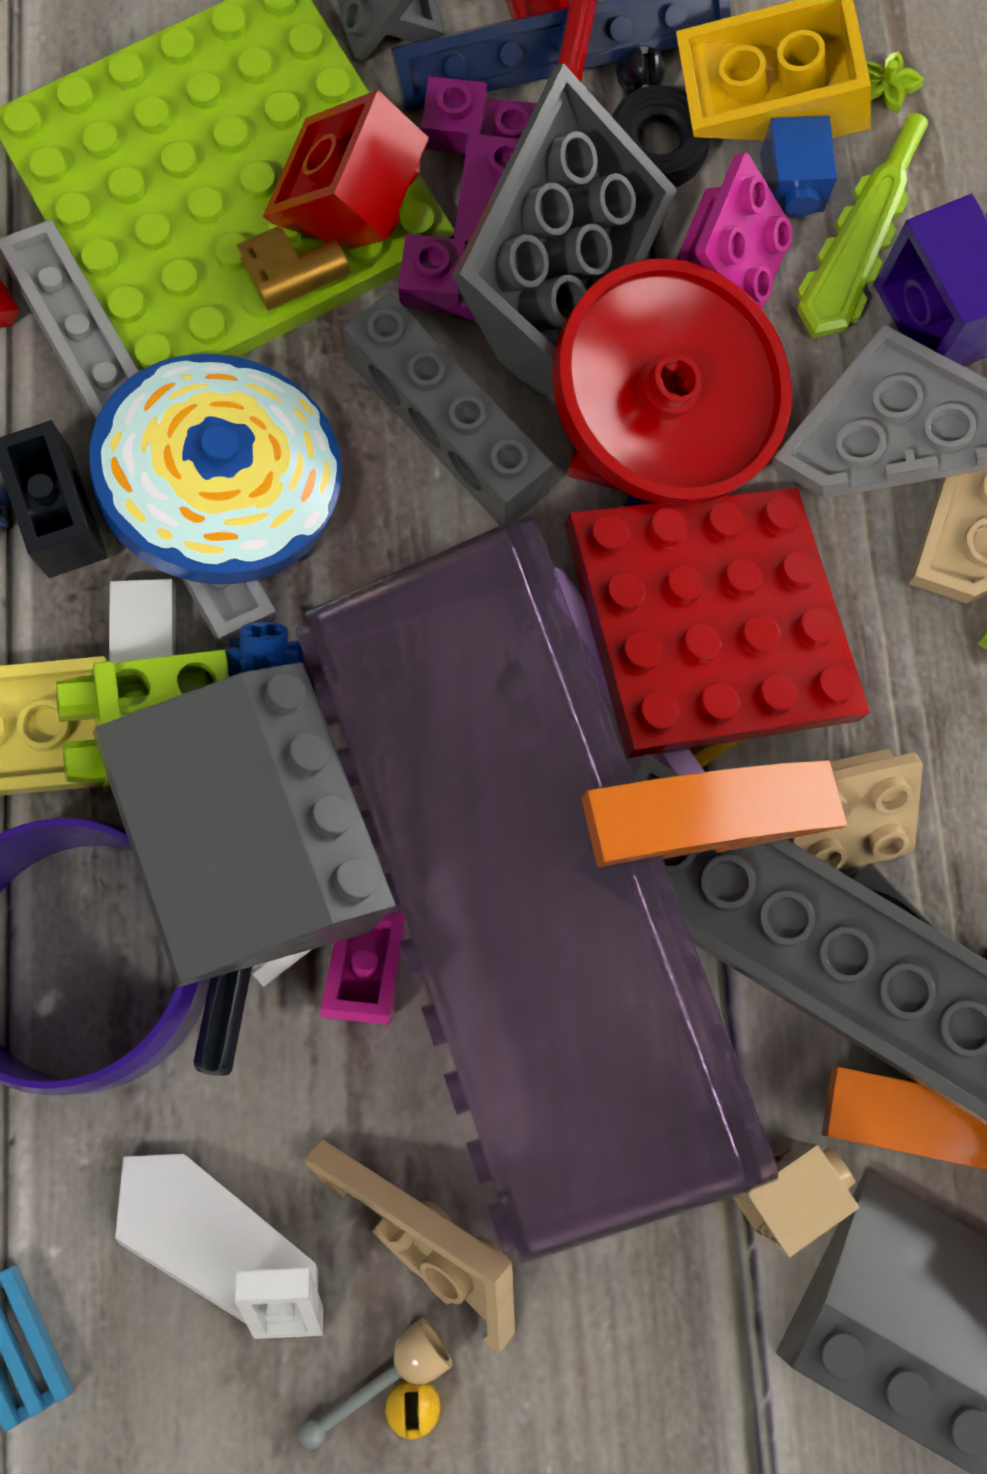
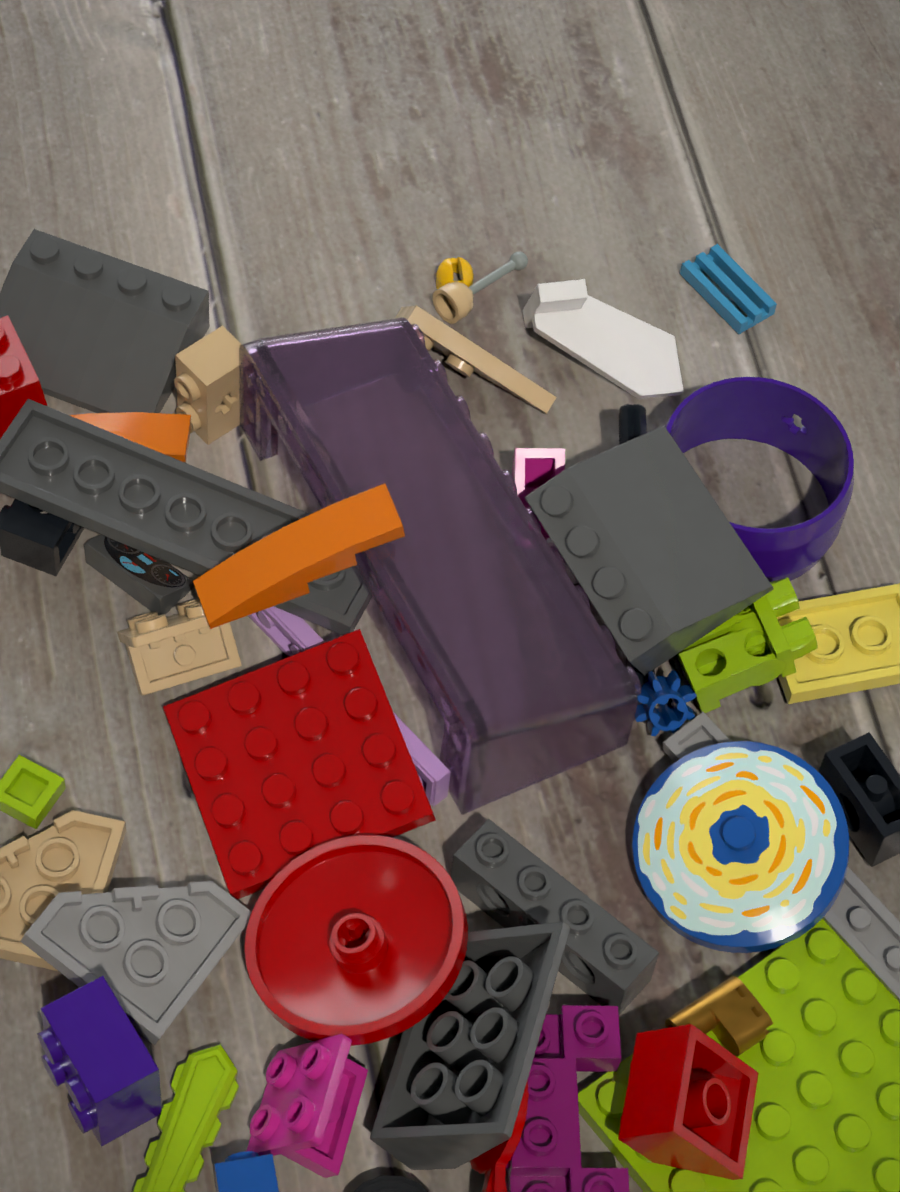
camera: 170 degrees right, 20 degrees down
(142, 619) = (767, 717): white tile -> none

